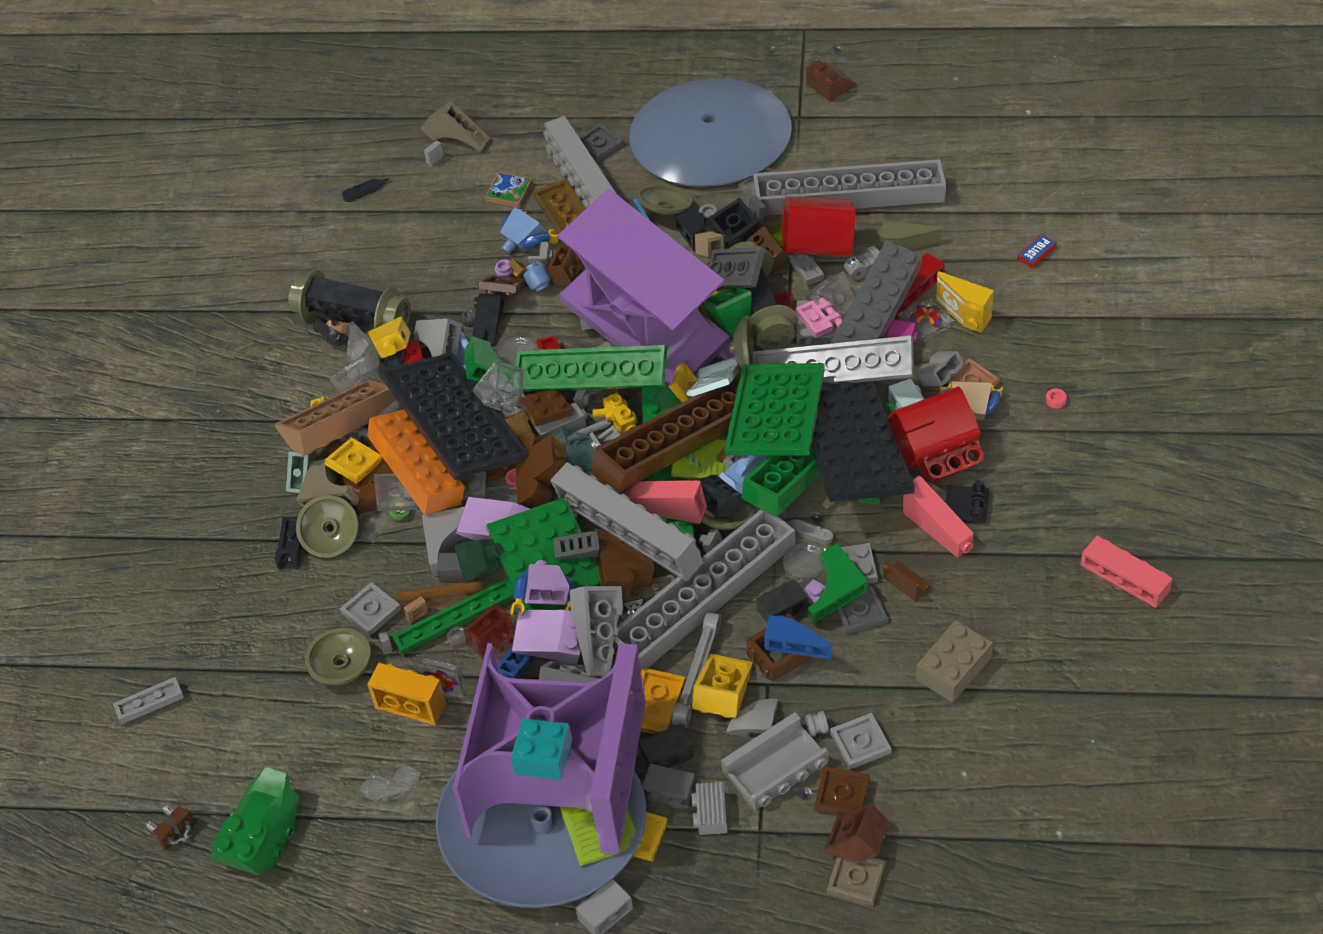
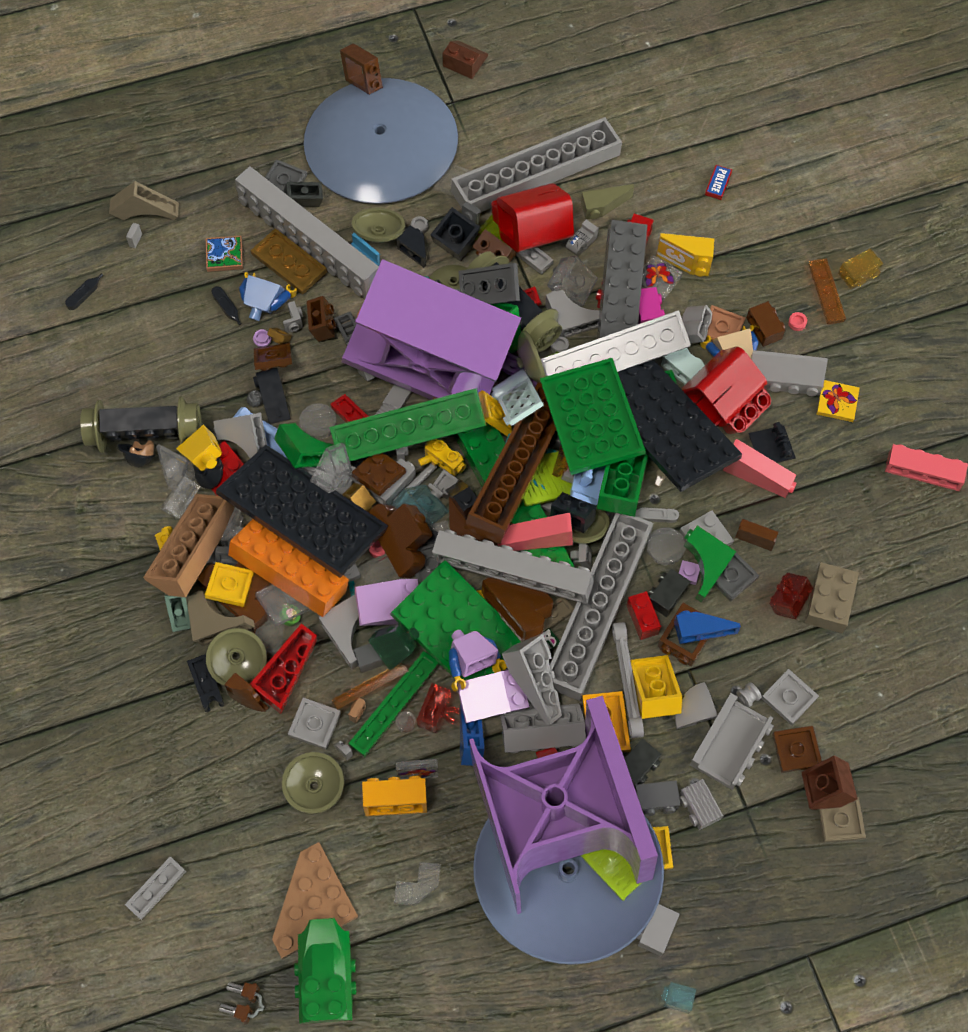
camera: 30 degrees left, 15 degrees up
(292, 751) = (311, 895): none -> medium nougat plate
(317, 559) = (244, 693): none -> reddish brown slope
(367, 550) = (282, 672): none -> red wedge
(486, 231) = (225, 304): none -> black piece
(537, 277) = (300, 339): medium blue head -> none
(541, 749) = (578, 830): teal brick -> none
(575, 539) = (492, 595): dark grey slope -> none
(608, 155) = (305, 193): none -> pearl dark grey brick
(707, 242) = (440, 259): tan brick -> none
(717, 58) = (353, 59): none -> reddish brown window
(744, 614) = (643, 615): none -> red brick
(814, 318) = (573, 310): bright pink plate -> none
(908, 643) = (791, 595): none -> clear red brick
(1016, 388) = (766, 323): none -> reddish brown brick
(1016, 437) = (791, 372): none -> light grey slope
(1061, 483) = (838, 401): none -> yellow tile
(1103, 379) = (827, 291): none -> clear orange tile
(1149, 366) = (860, 269): none -> clear yellow brick

